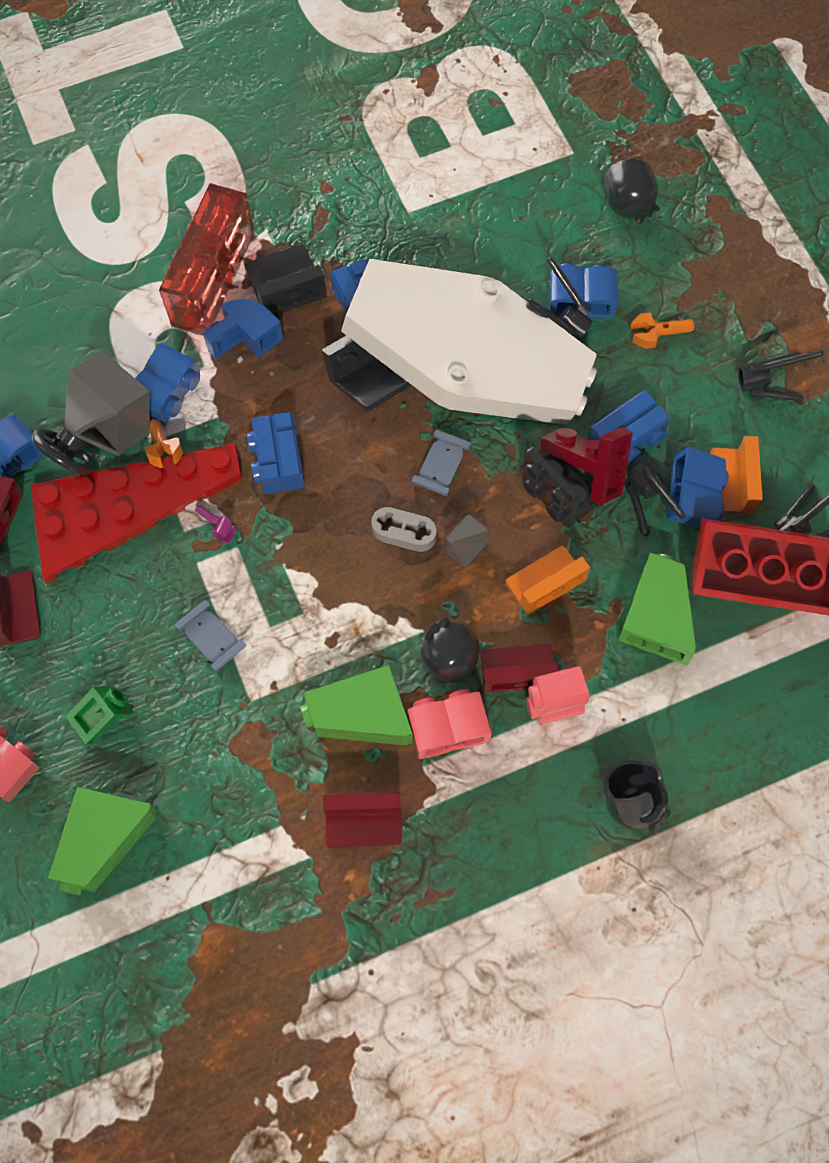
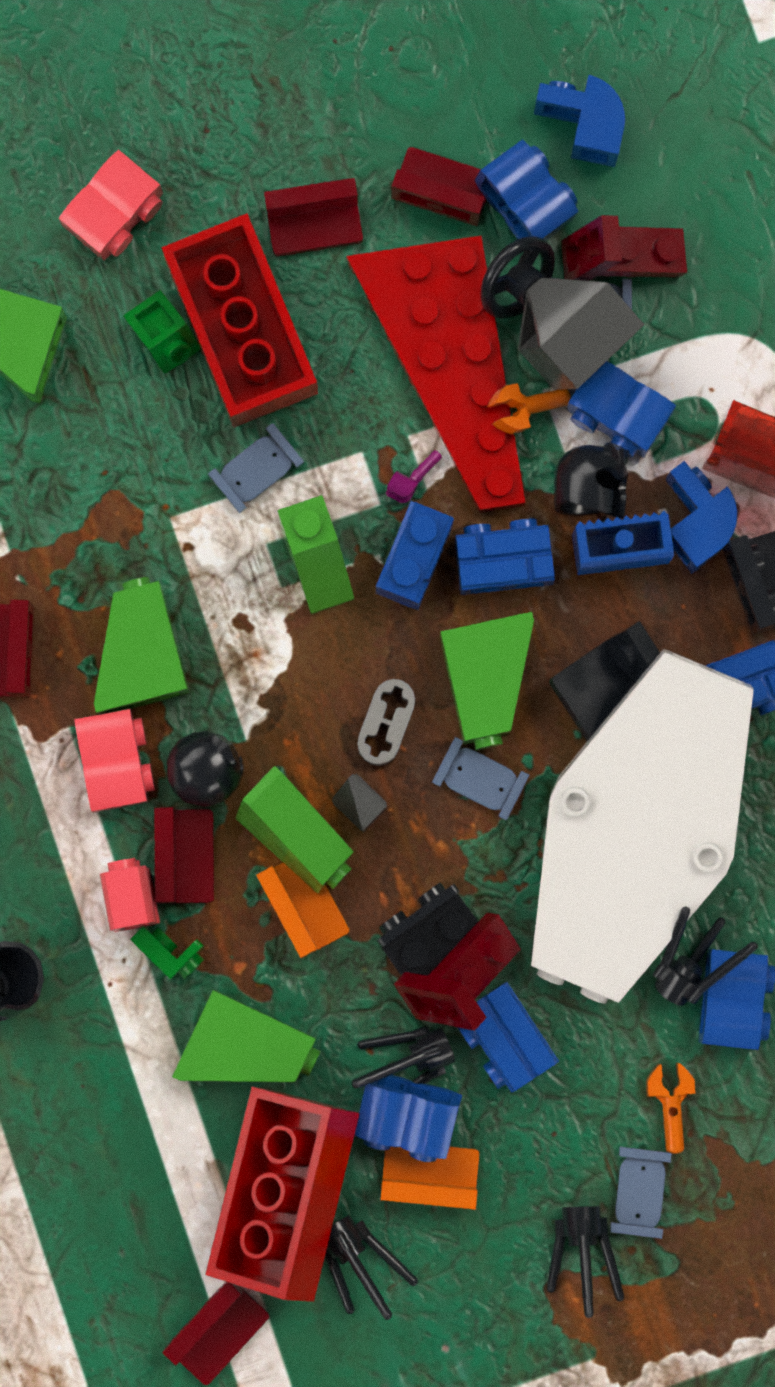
camera: 90 degrees right, 15 degrees up
(45, 388) = (612, 250): none -> dark red bracket
(90, 648) = (240, 320): none -> red brick
(218, 397) = (591, 481): none -> black helmet
(263, 372) = (622, 543): none -> blue brick
(276, 512) = (414, 555): none -> blue brick
(276, 577) = (316, 554): none -> bright green slope
(366, 459) = (486, 675): none -> bright green slope
(492, 581) = (295, 831): none -> bright green slope
(604, 663) = (159, 950): none -> green bracket
(724, 345) = (640, 1192): none -> sand blue piece

